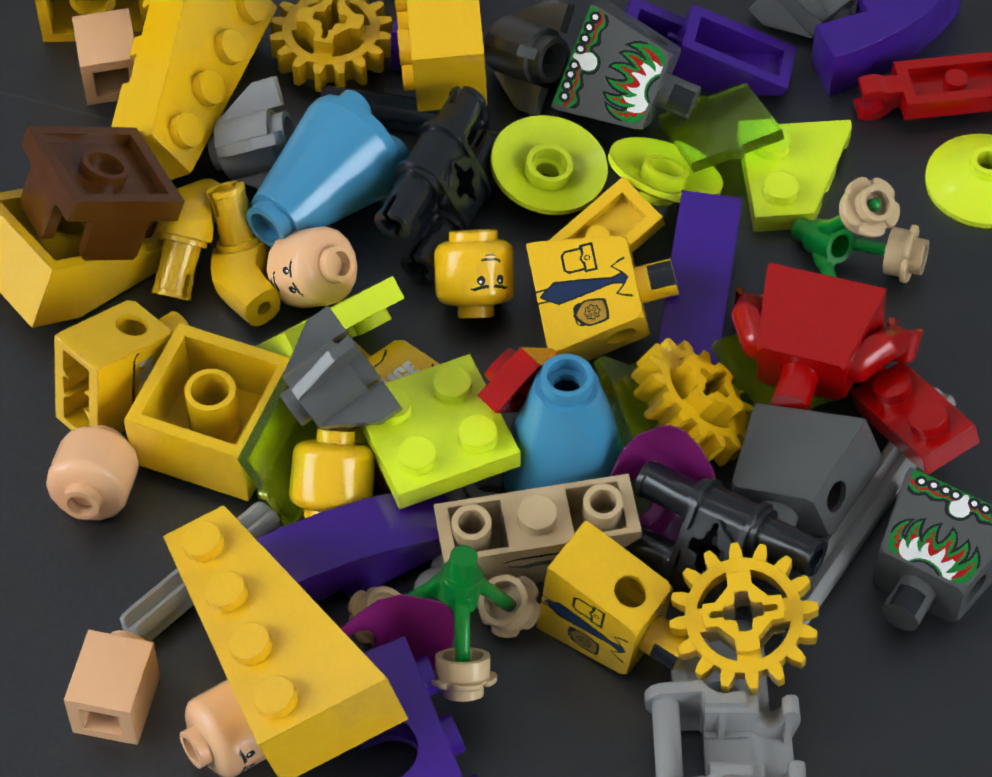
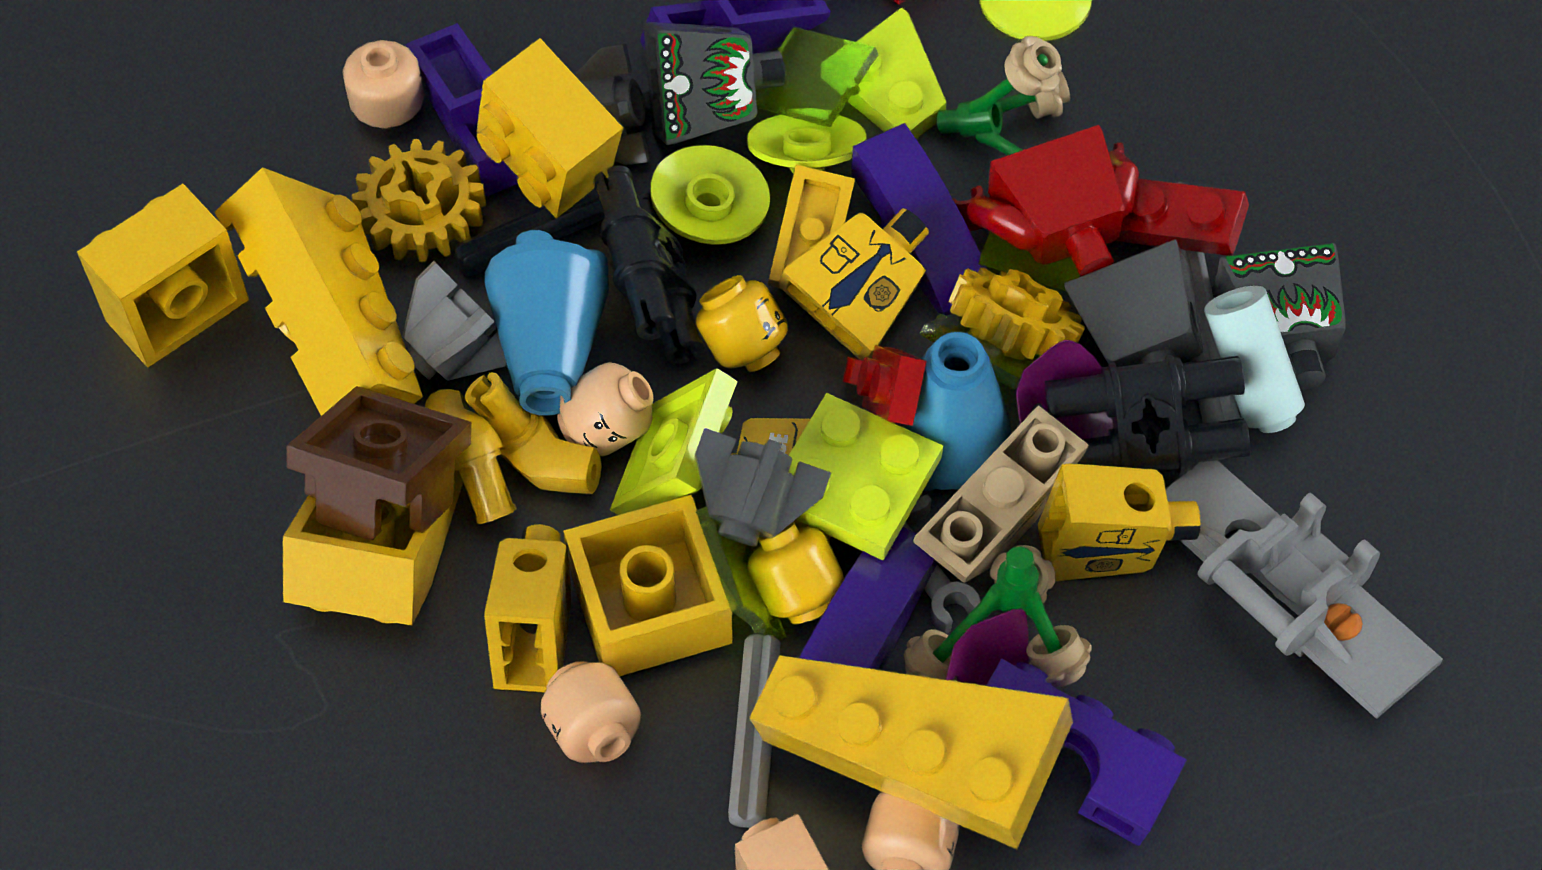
camera: 40 degrees left, 5 degrees up
(104, 53) = (235, 341): light nougat brick -> none
(771, 616) = (1253, 473): yellow gear -> none
(855, 563) = (1247, 328): none -> light aqua brick

